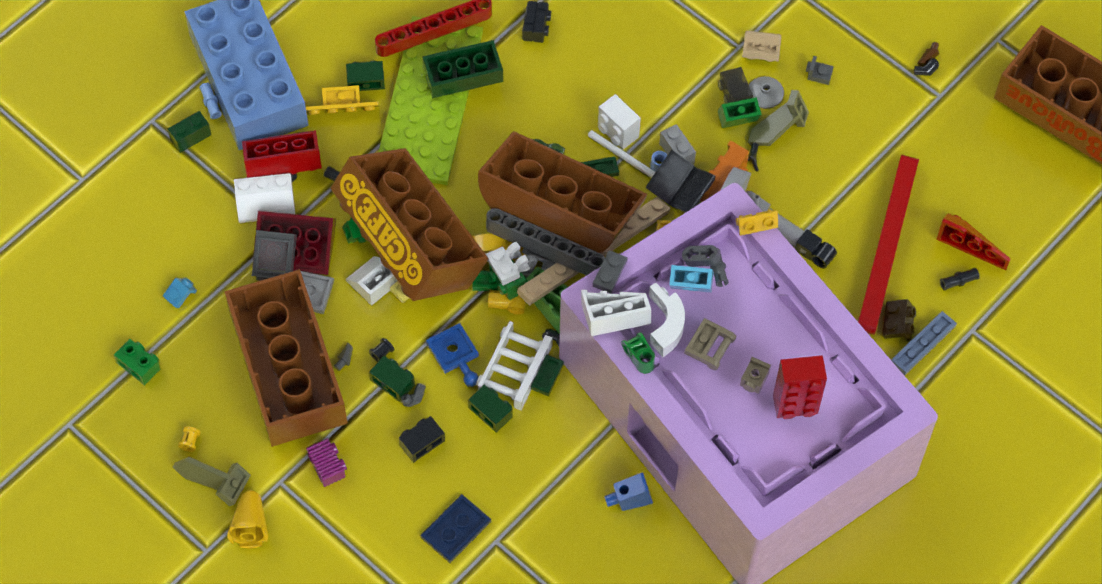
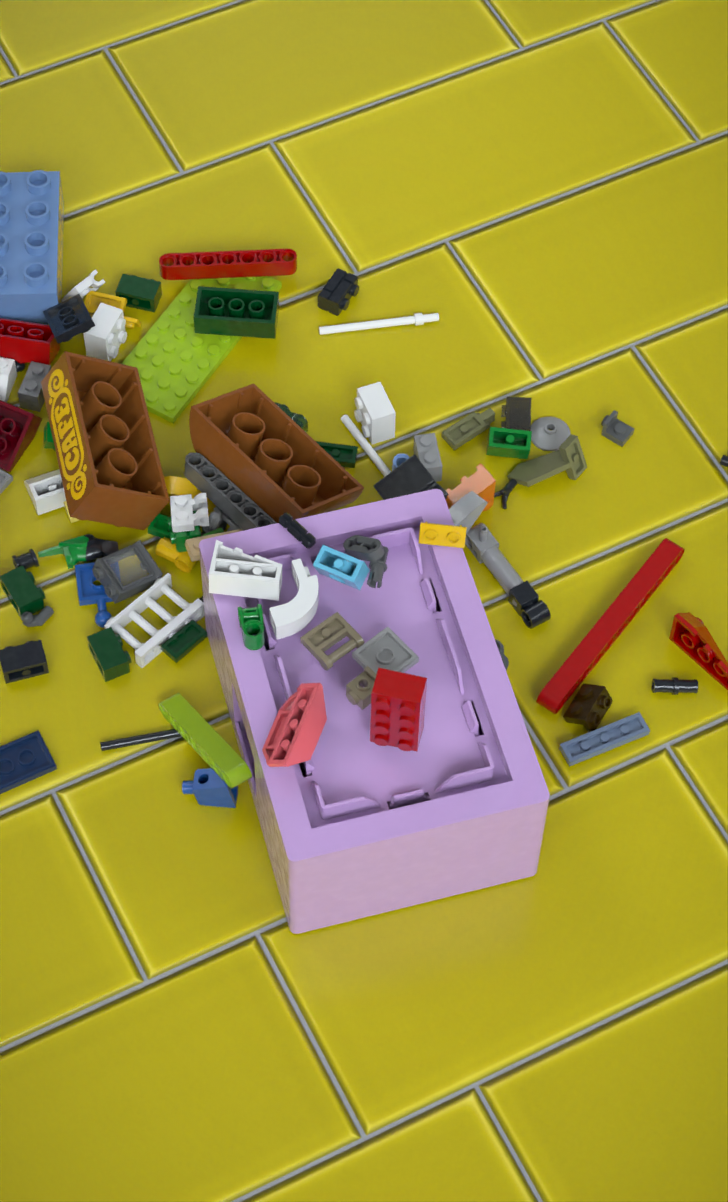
camera: 20 degrees right, 5 degrees down
(316, 191) = (31, 391): none -> flat silver brick
(317, 88) = (83, 287): none -> white plate
(324, 121) = (69, 319): none -> black plate
(357, 123) = (107, 334): none -> white brick
(427, 323) = (82, 548): none -> animal
(475, 331) = (126, 572): none -> dark grey window
(553, 470) = (139, 739): none -> black bar
(610, 271) = (261, 535): dark grey plate -> none
(611, 25) = (417, 319): none -> white bar
(611, 456) = (205, 740): none -> lime beam
(638, 257) = (297, 530): none -> black axle
(698, 110) = (468, 428): none -> olive hinge
(716, 428) = (296, 727): none -> coral wedge
(757, 341) = (386, 652): none -> light grey tile
(761, 46) = (565, 385): tan bracket -> none

